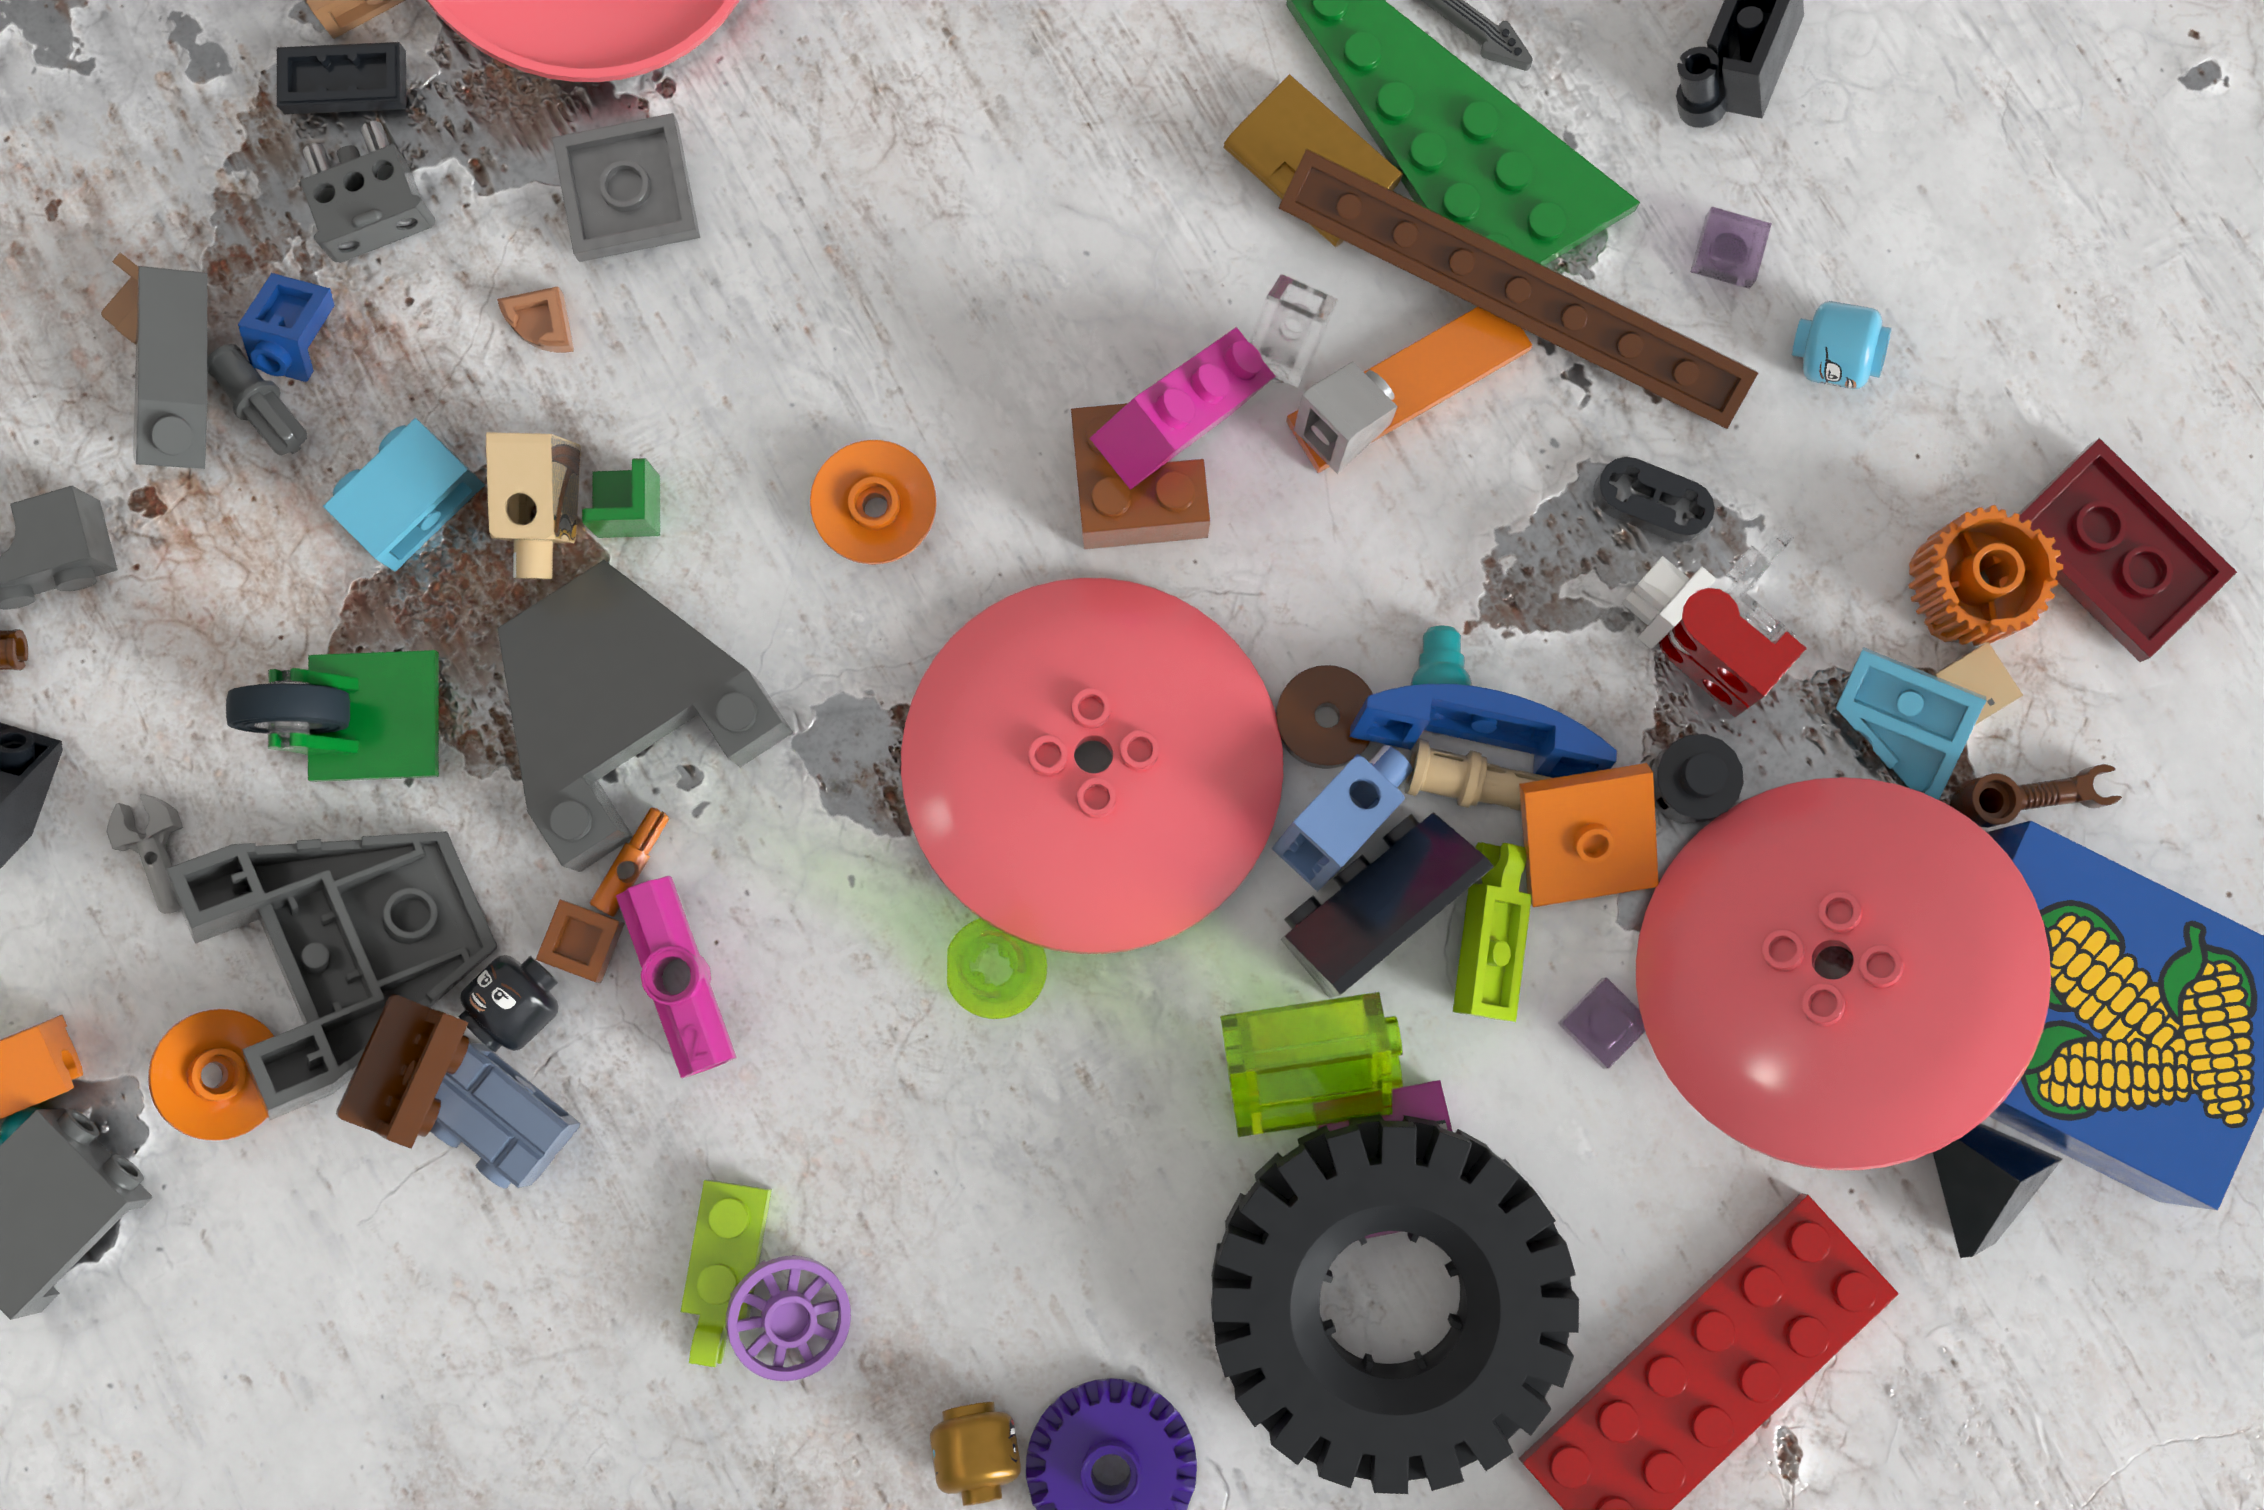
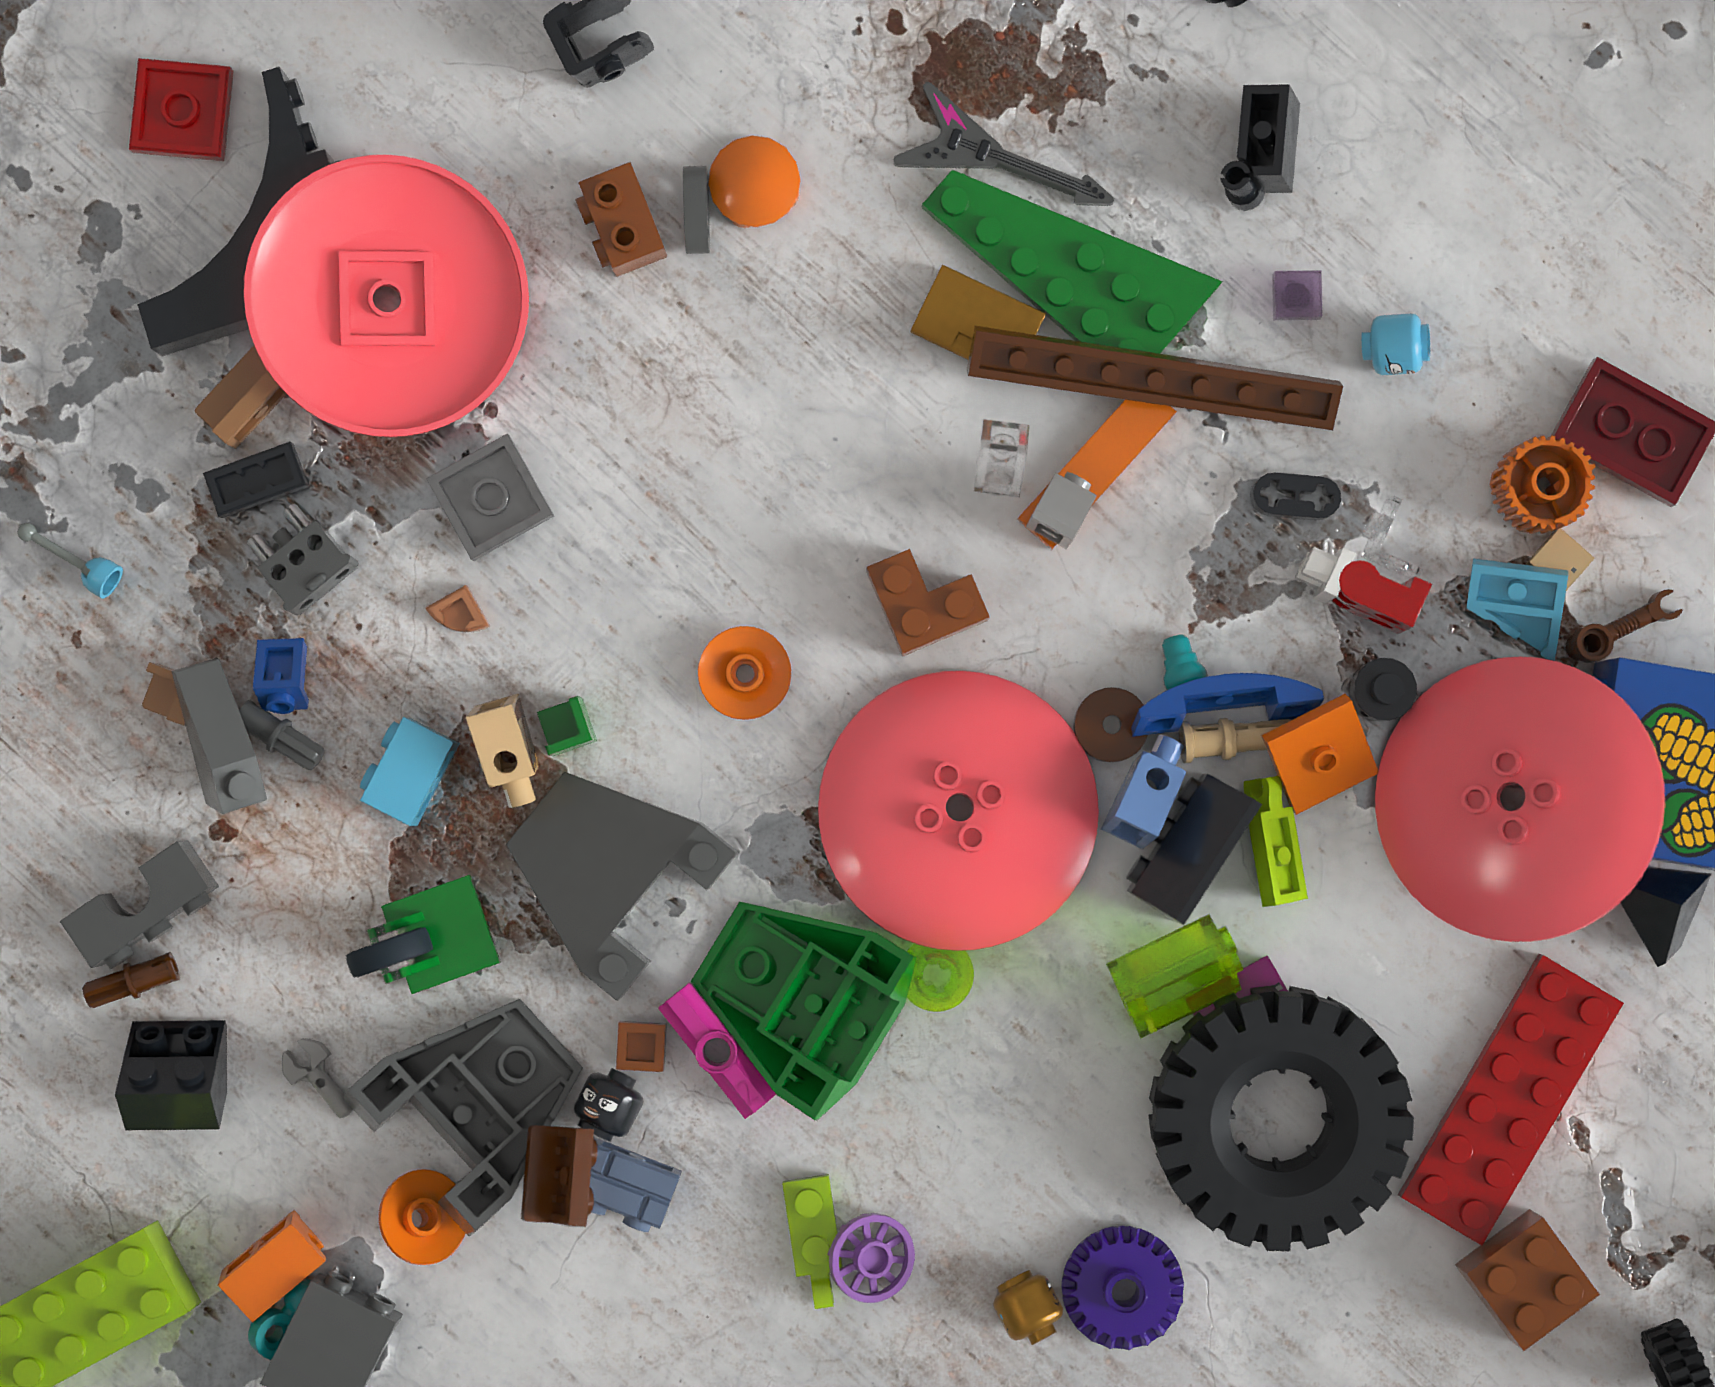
camera: 15 degrees left, 5 degrees up
(97, 124) = (97, 575): none -> hinge
(634, 851) = (658, 971): orange pin -> none
(813, 947) = (804, 999): none -> green wedge
(1182, 407) = (947, 544): dark pink brick -> none
(1604, 1023) = (1369, 879): clear purple plate -> none

